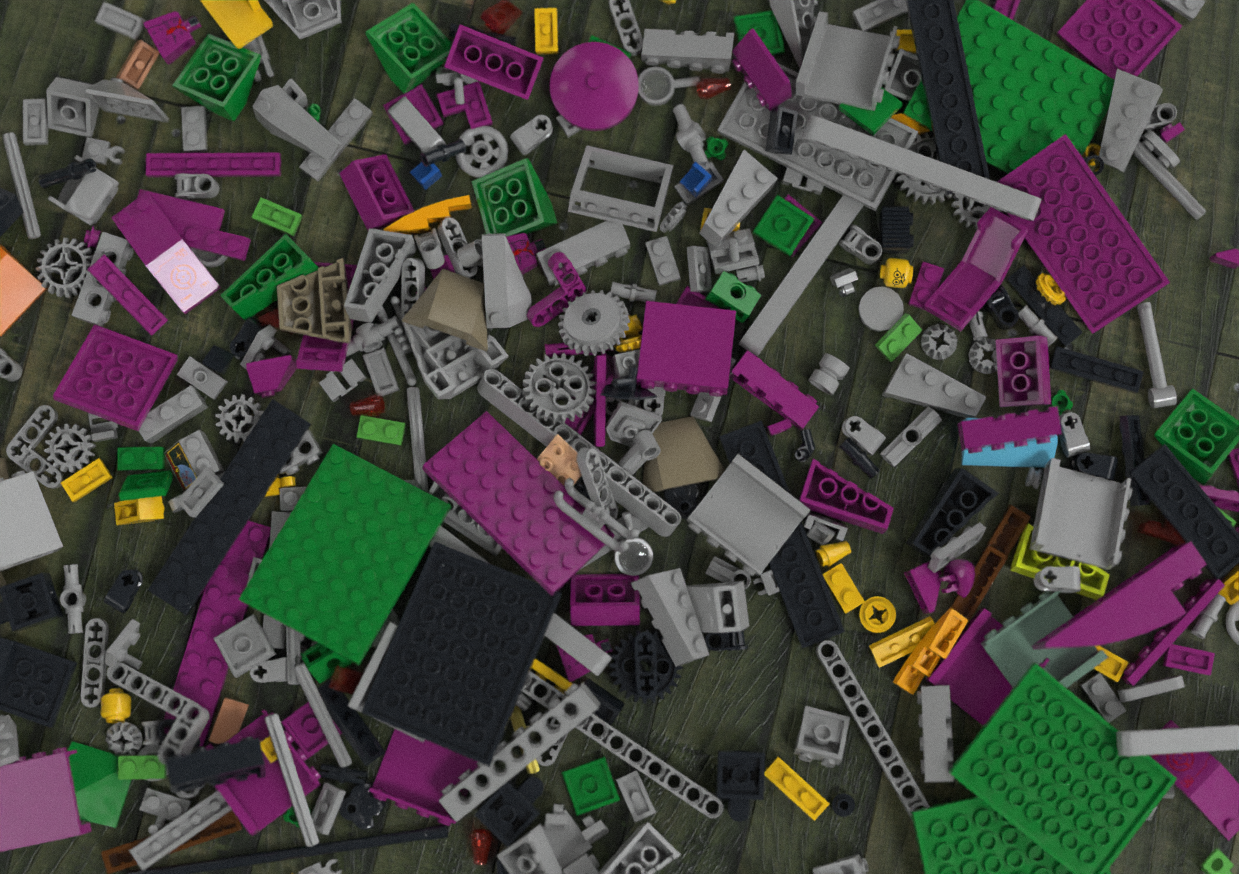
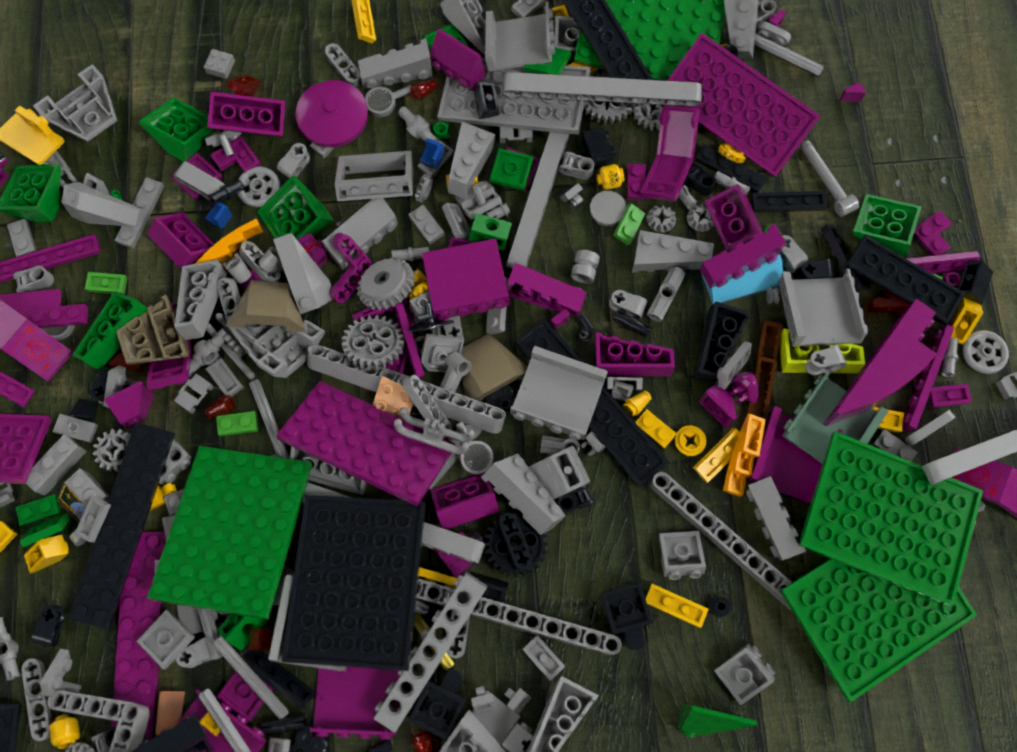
camera: 20 degrees left, 10 degrees down
(546, 31) = (283, 85): yellow plate -> none
(590, 786) = (502, 662): green tile -> none

